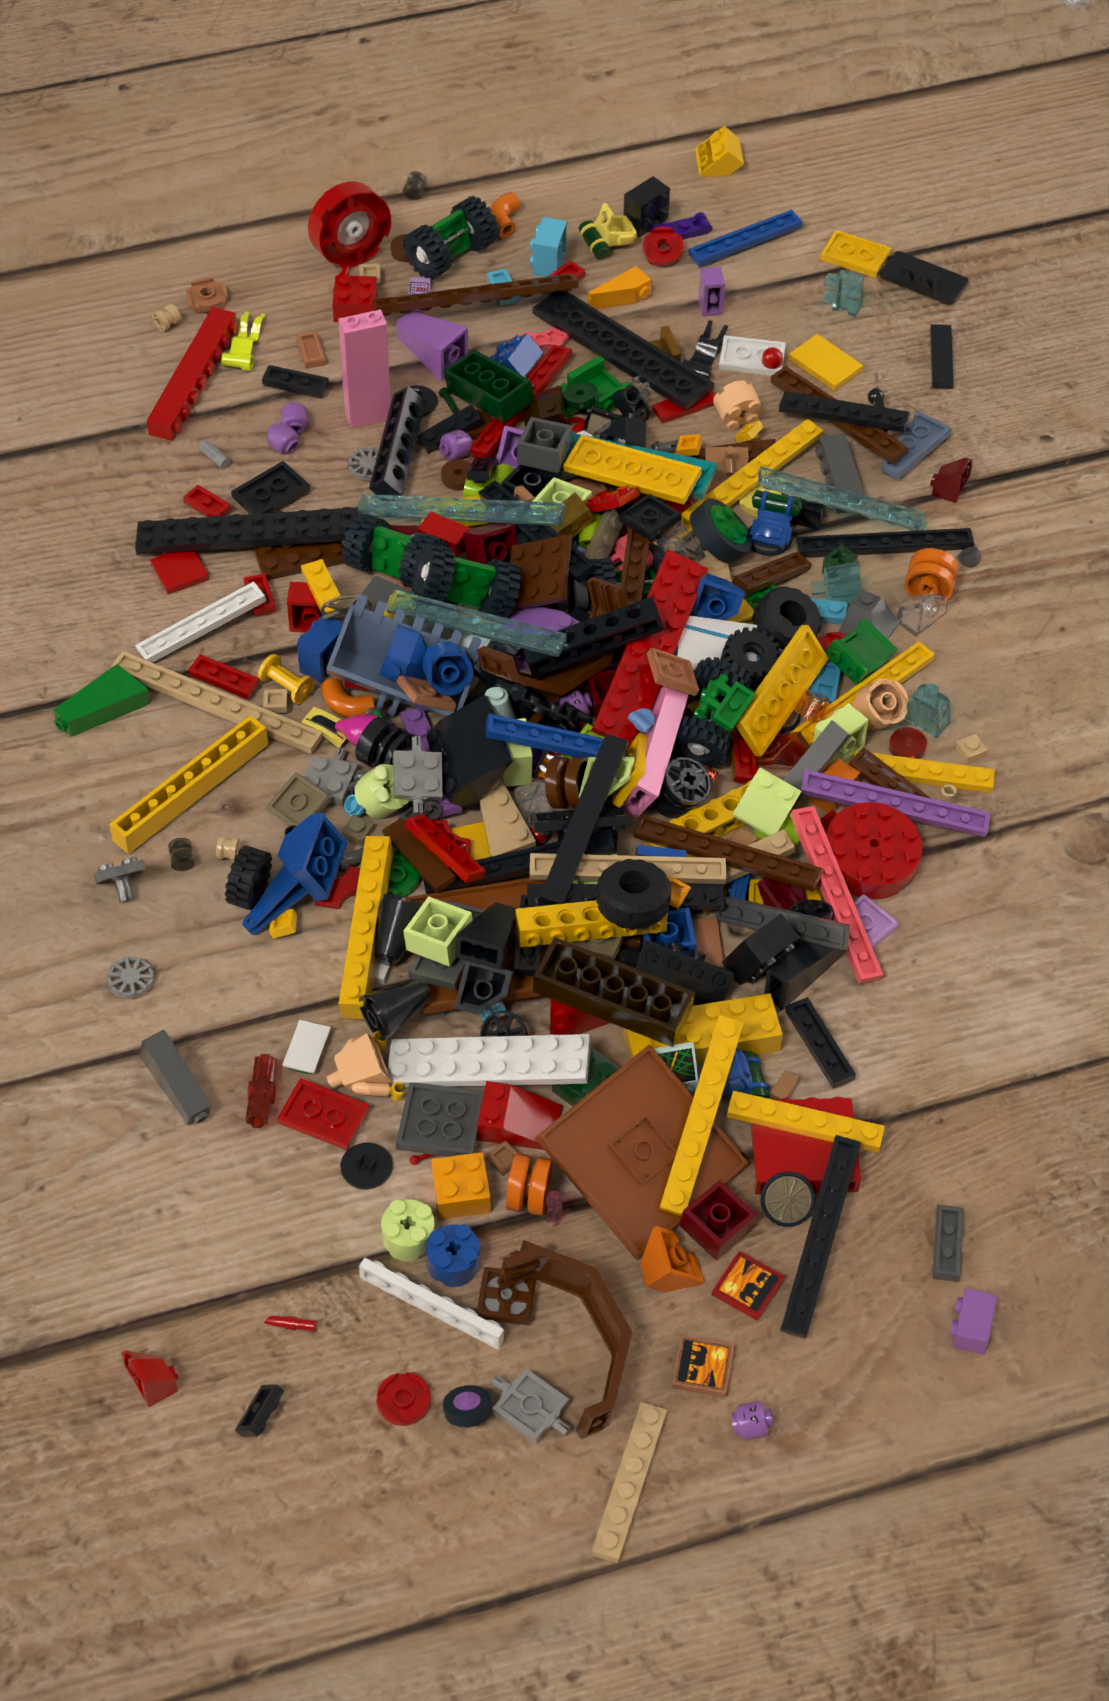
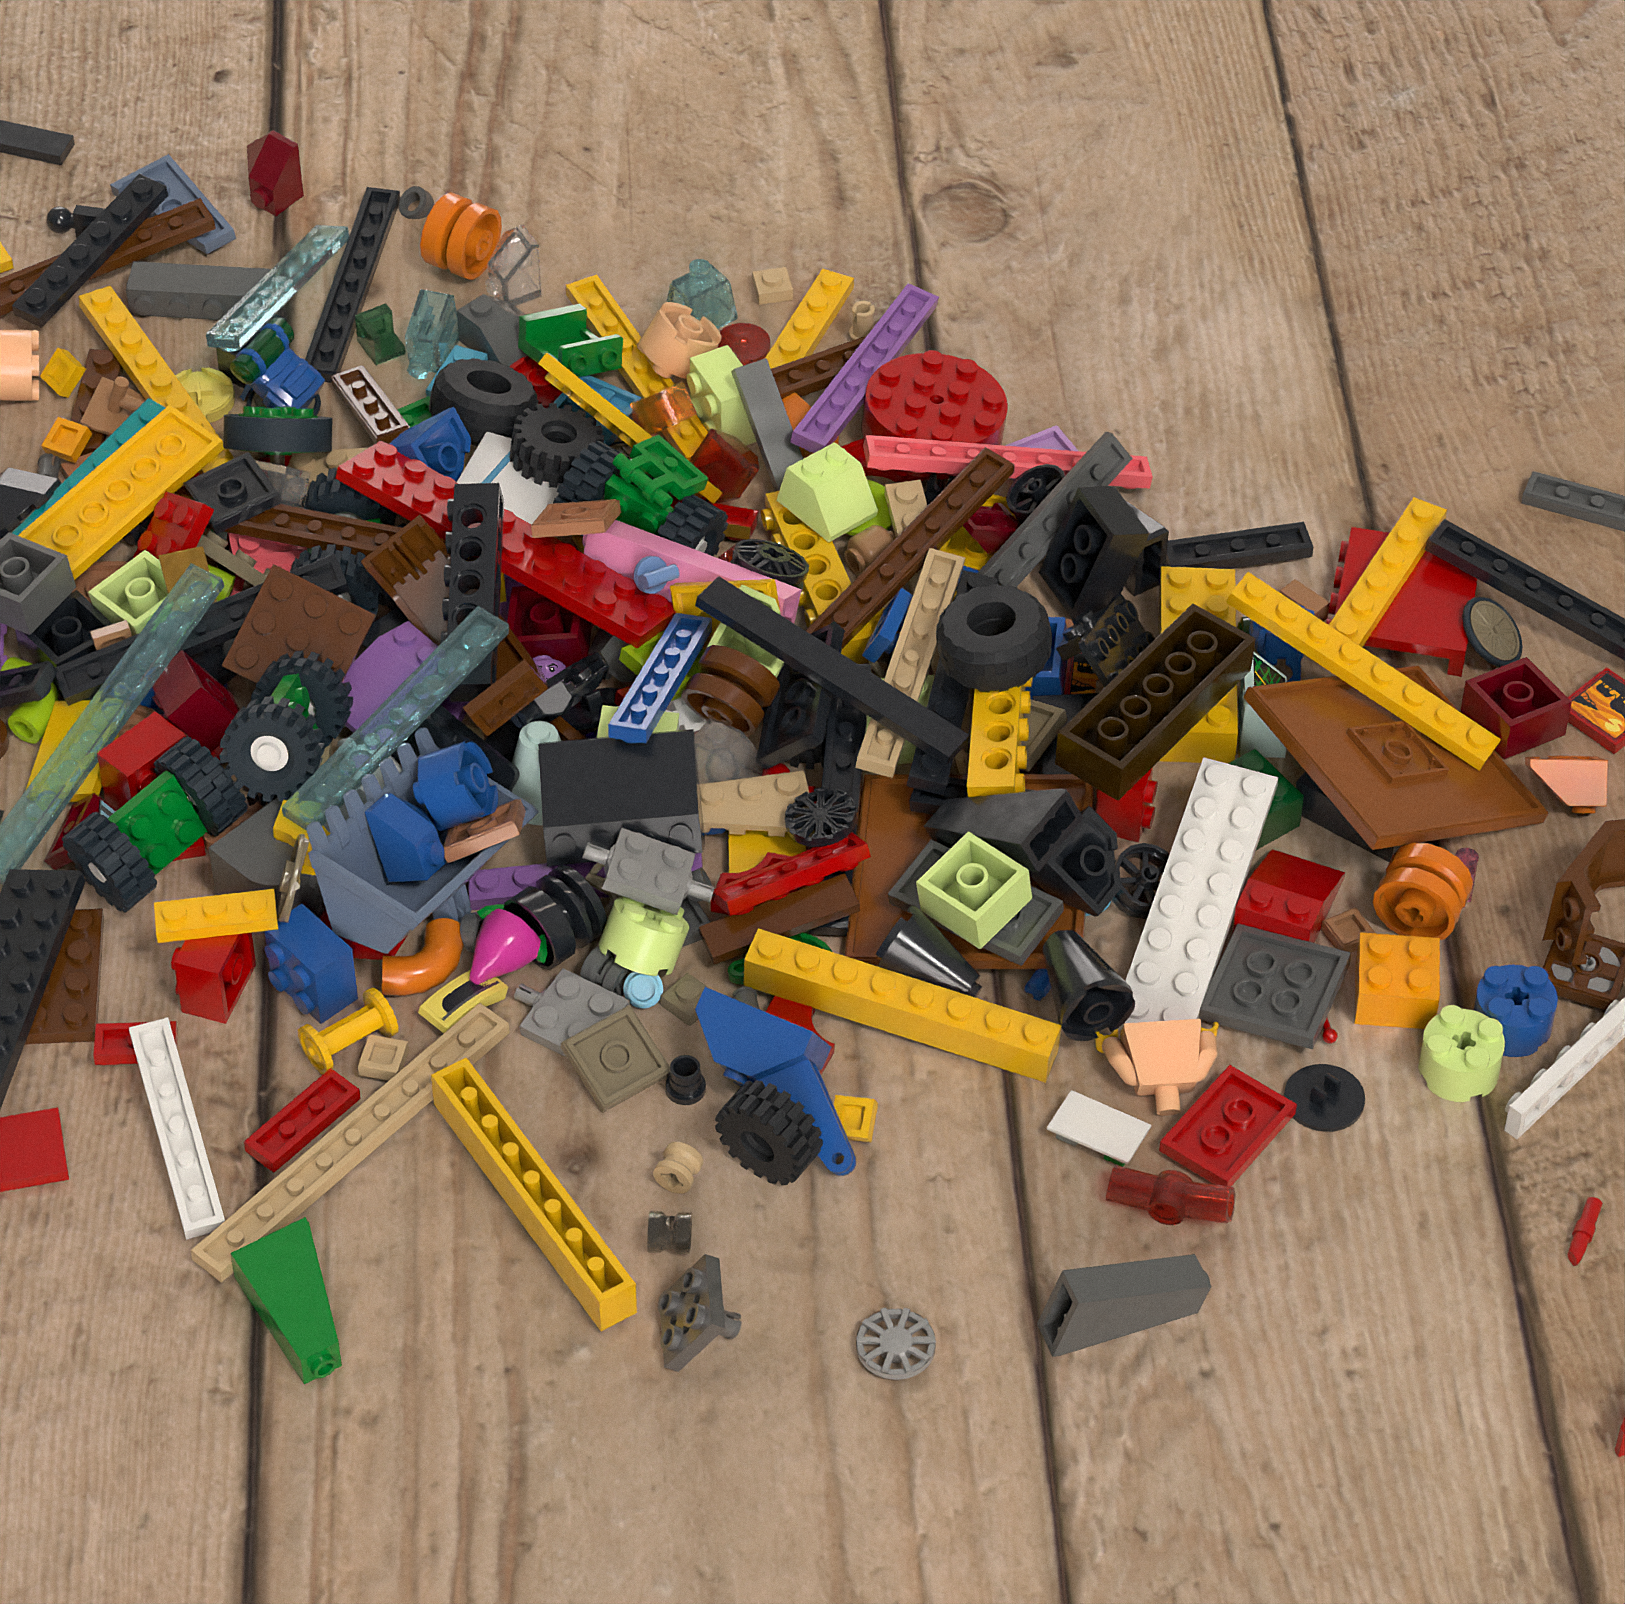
camera: 75 degrees left, 5 degrees down
(492, 852) = (821, 817): none -> black wheel

